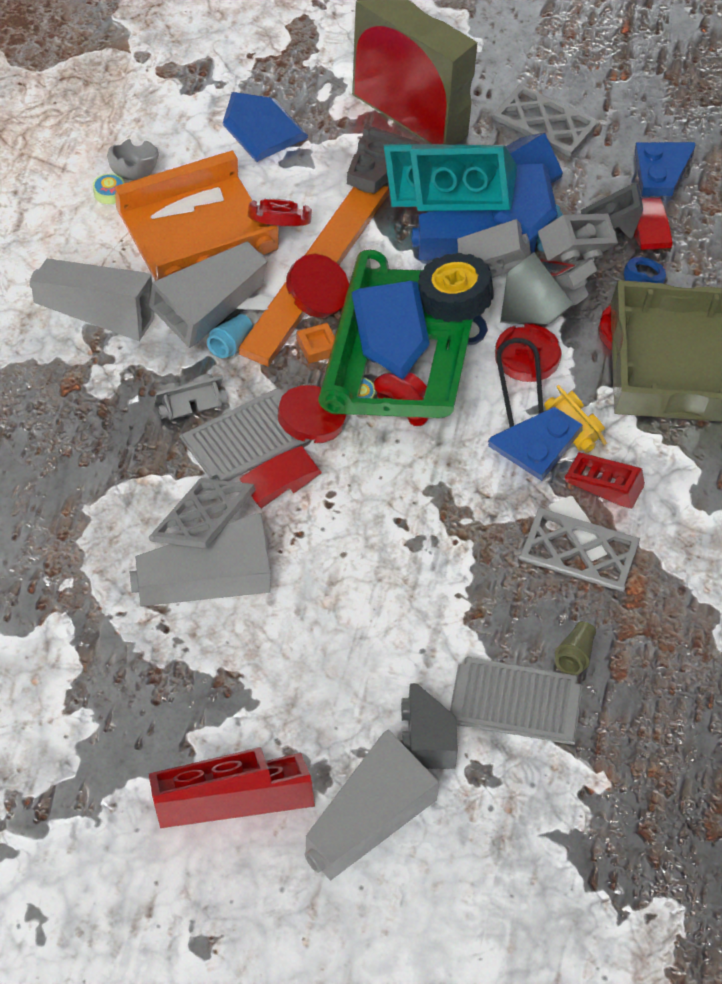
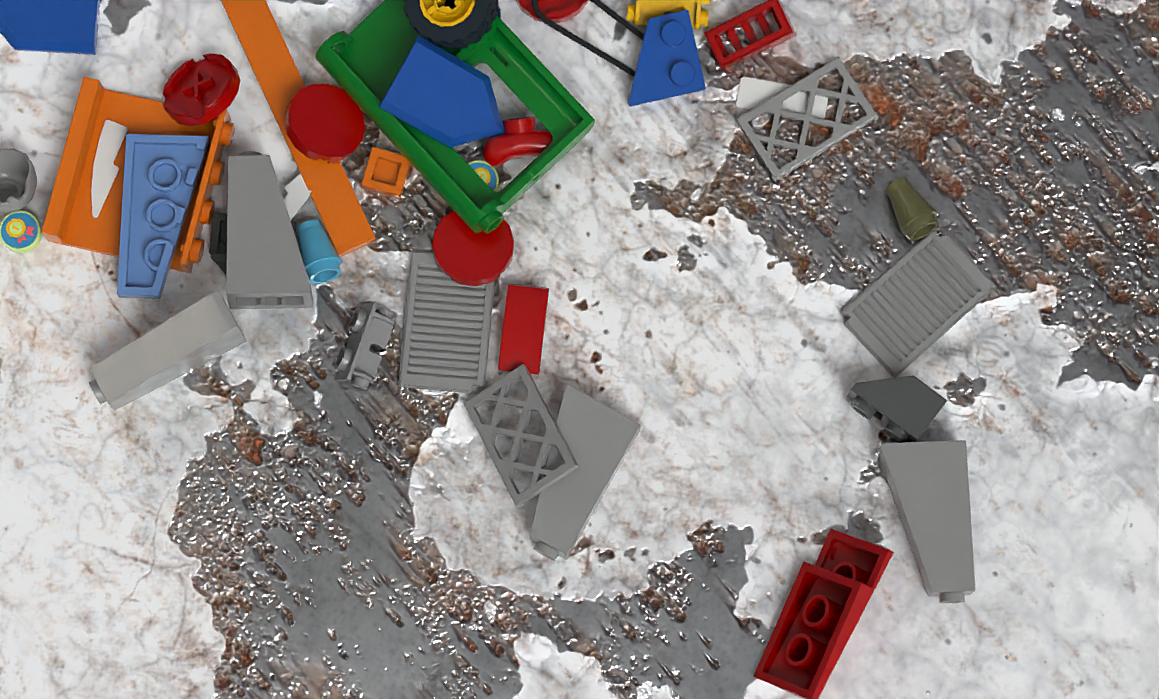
camera: 50 degrees left, 25 degrees up
(181, 233) = (155, 203): none -> medium blue wing

